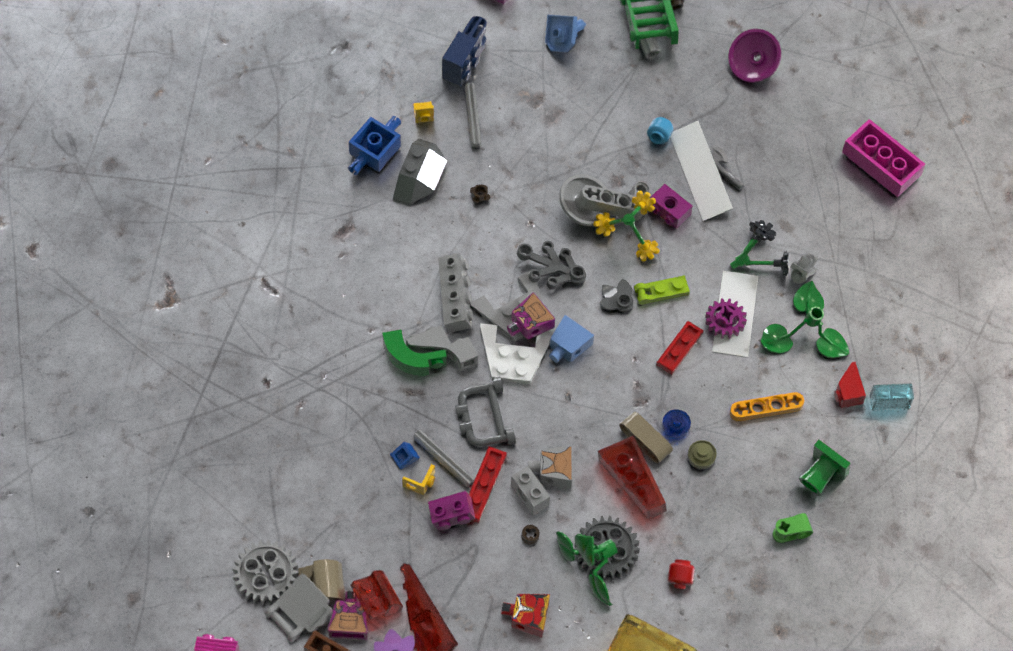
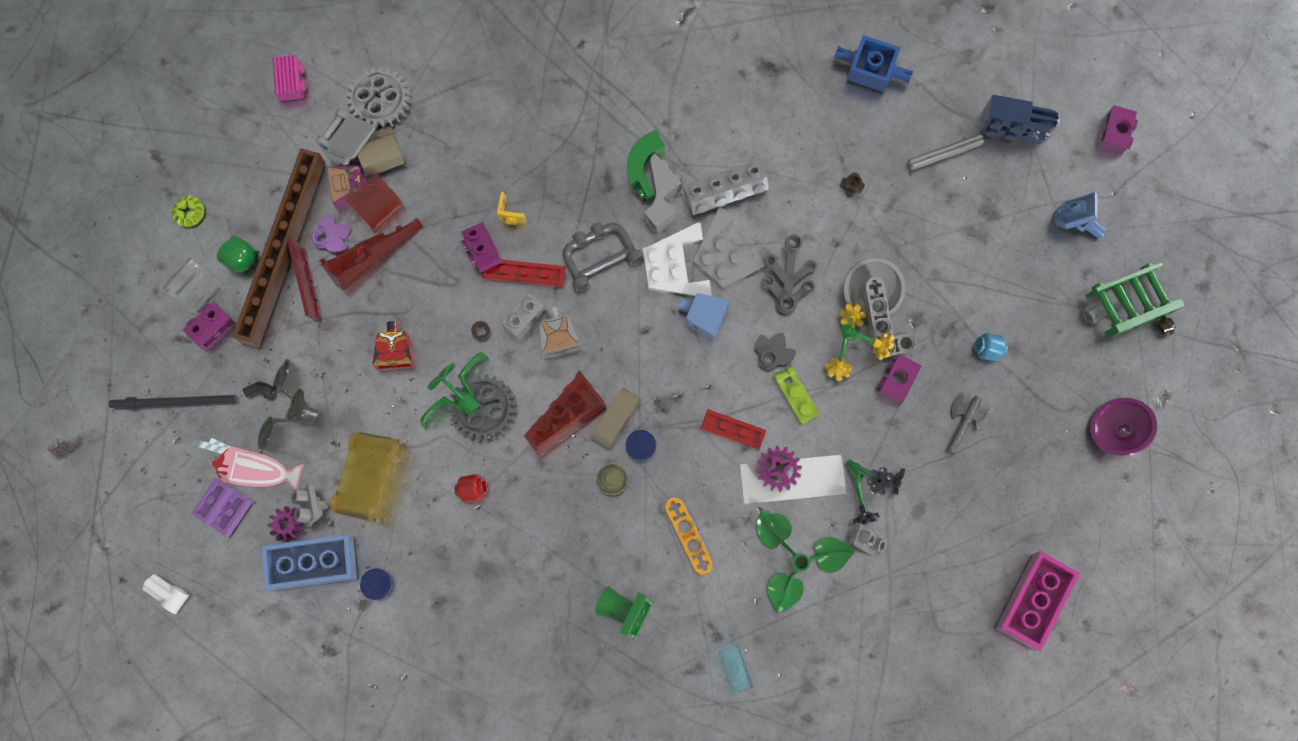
camera: 80 degrees right, 15 degrees up
(404, 455) = (536, 191): blue slope -> none
(419, 172) = (860, 116): dark grey wedge -> none
(423, 112) = (928, 104): yellow bracket -> none
(443, 458) = (540, 227): light grey axle -> none
(531, 318) = (714, 266): torso -> none
(700, 171) = (956, 402): white sticker -> none
(792, 528) = (554, 595): bright green piece -> none
(850, 388) = (733, 620): red slope -> none

